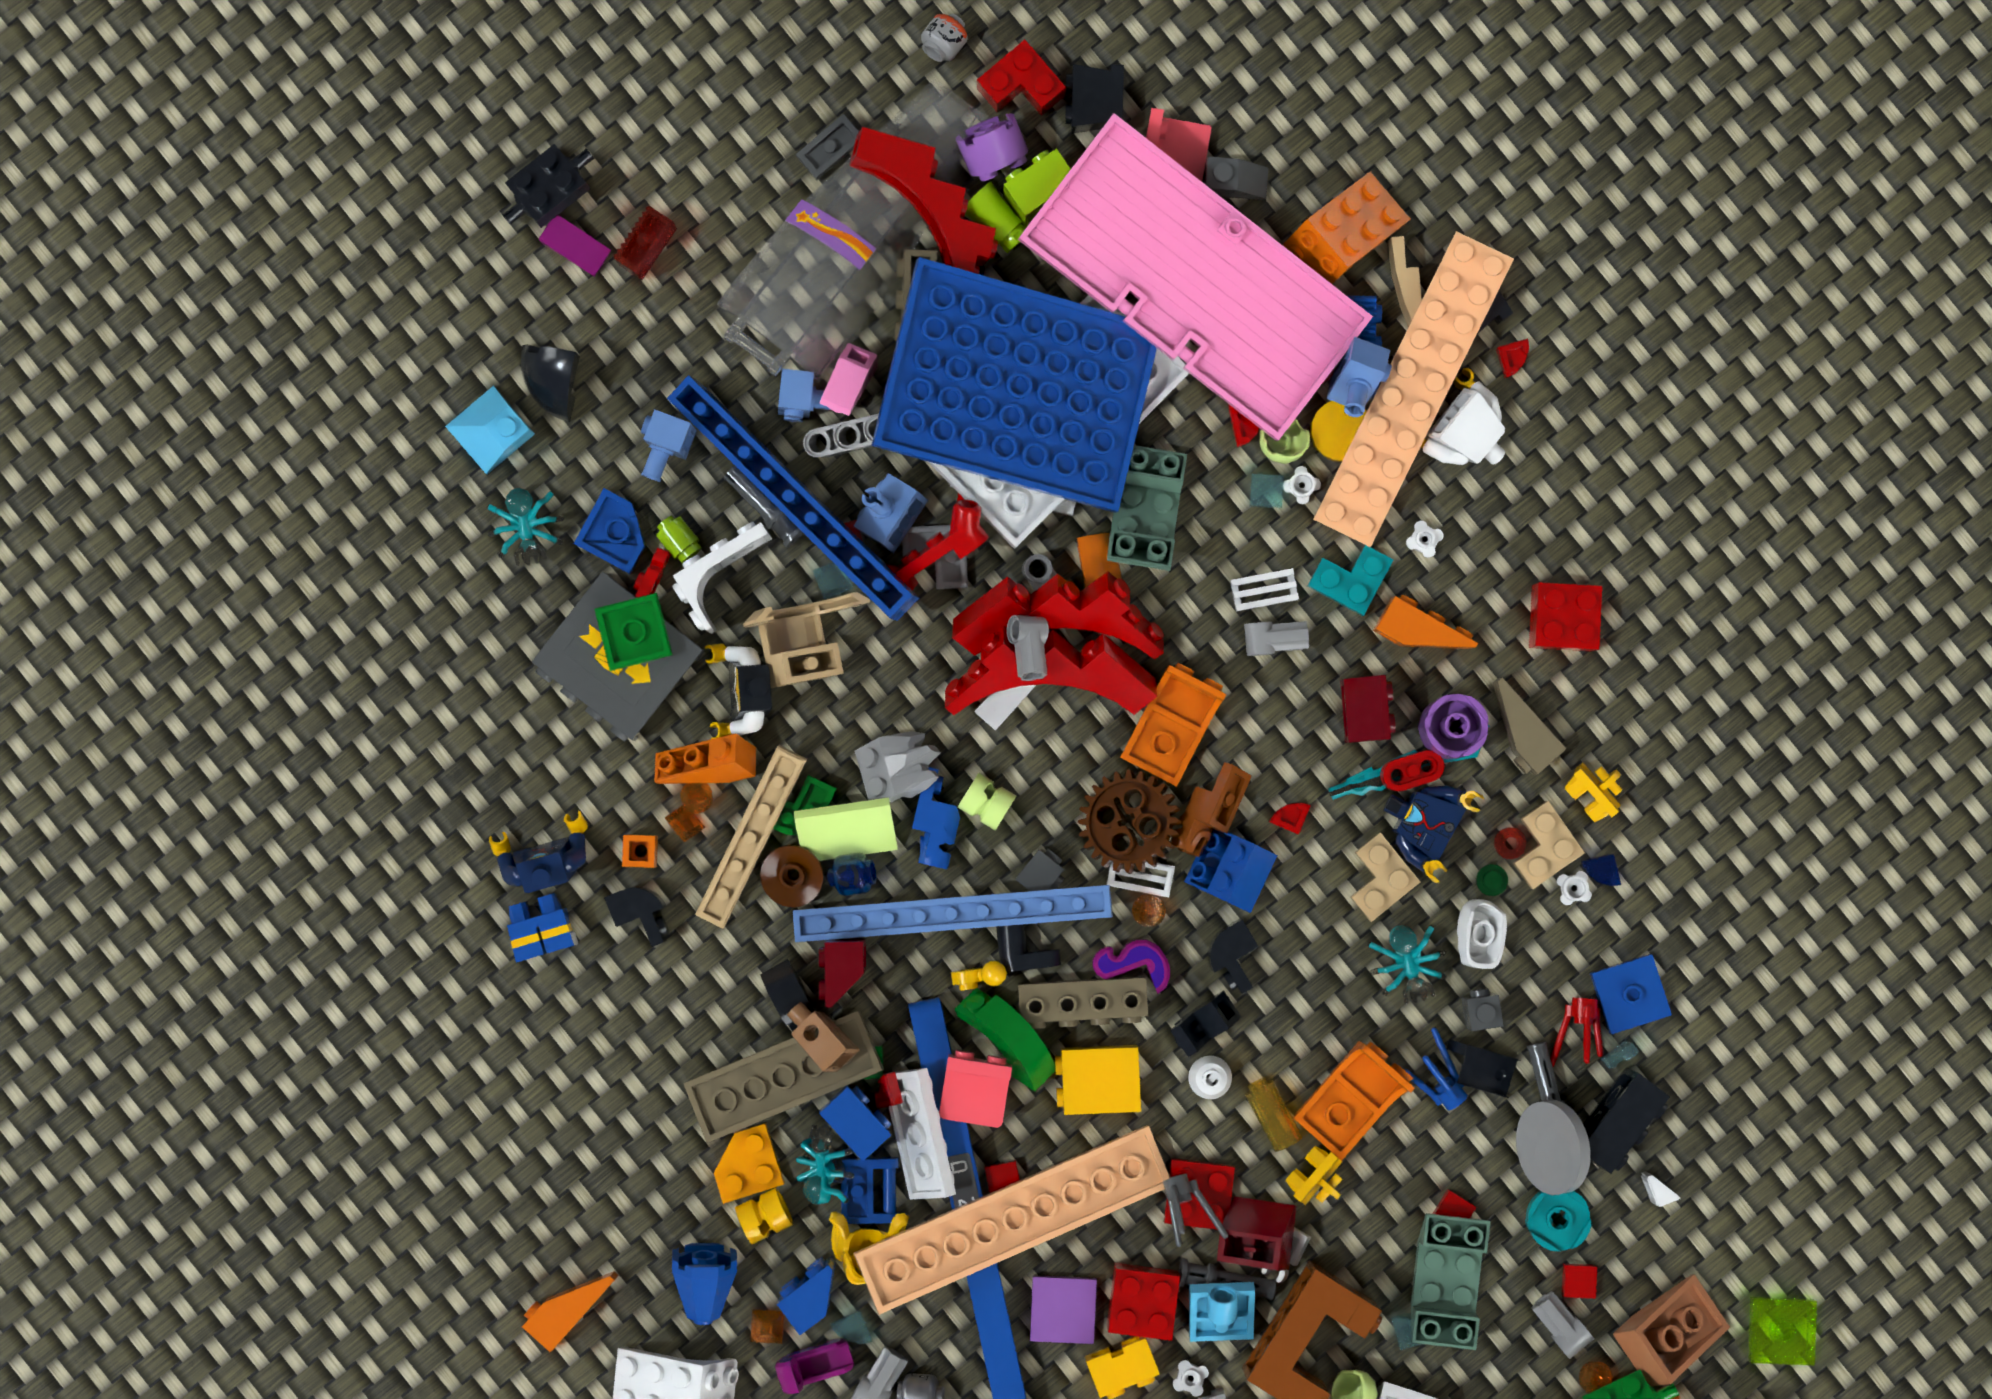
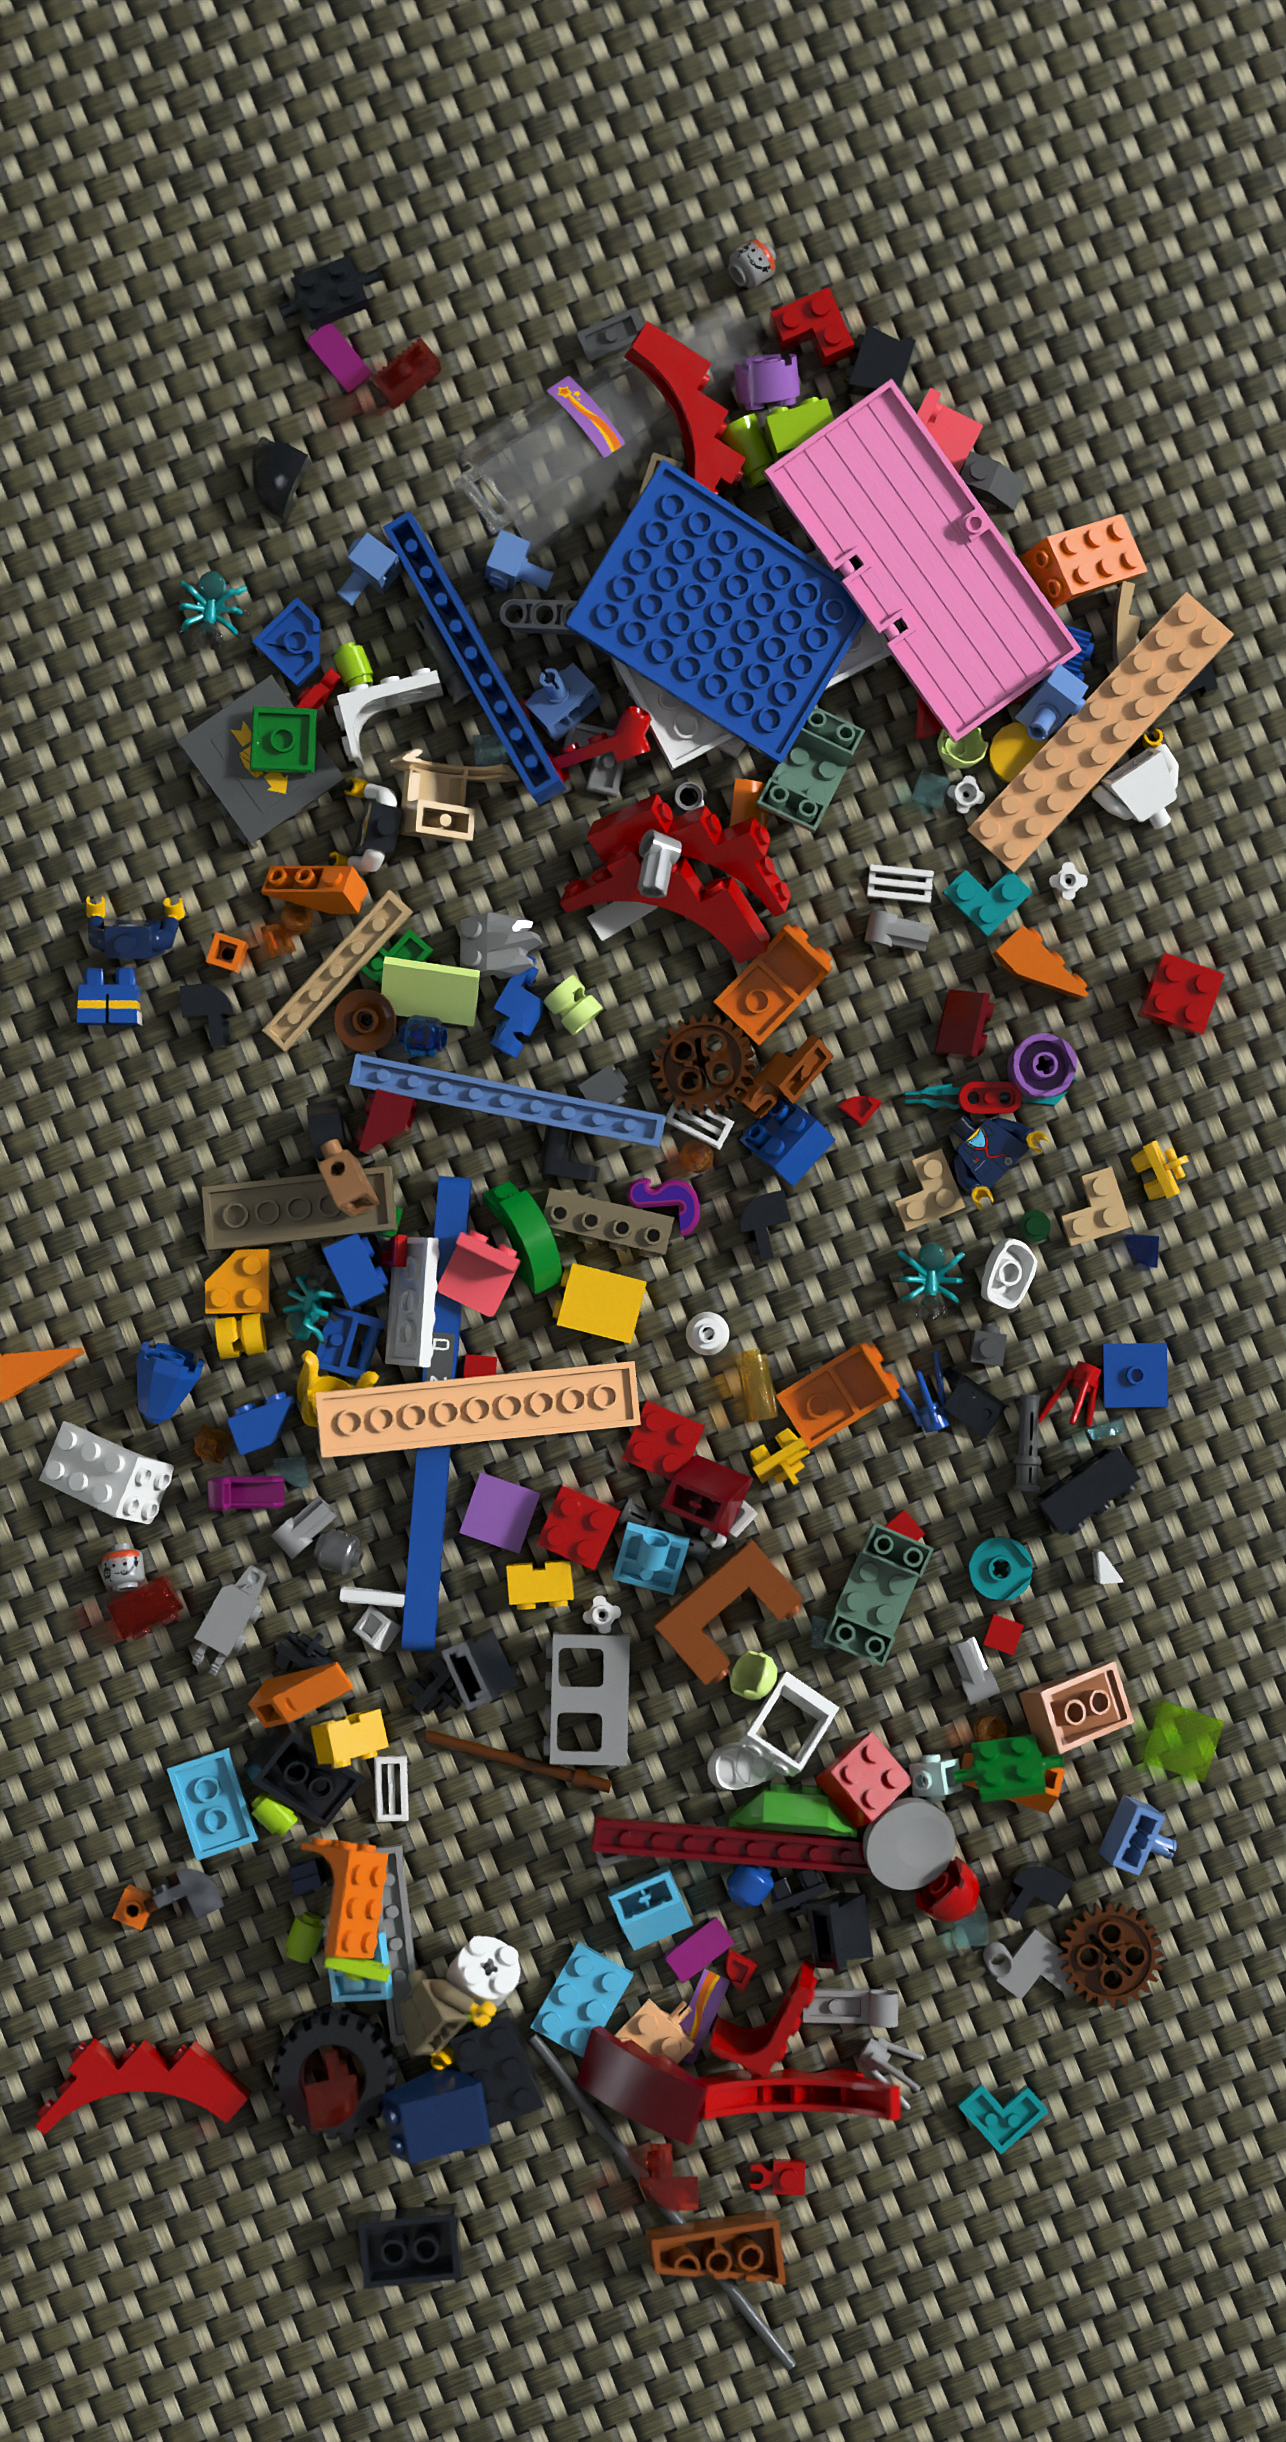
camera: 15 degrees right, 0 degrees up
(490, 430) = (205, 510): medium azure slope -> none
(849, 379) = (563, 559): bright pink slope -> none
(992, 974) = (528, 1169): yellow plate -> none
(1178, 1192) = (643, 1431): dark grey plant -> none
(1205, 1023) = (718, 1278): black brick -> none
(1502, 836) = (1053, 1200): clear red plate -> none
(1513, 356) = (1205, 732): red tile -> none
(1527, 735) = (1110, 1096): dark tan slope -> none
(1553, 1147) = (1015, 1495): light grey piece -> none
(1582, 892) = (1118, 1251): white plate -> none

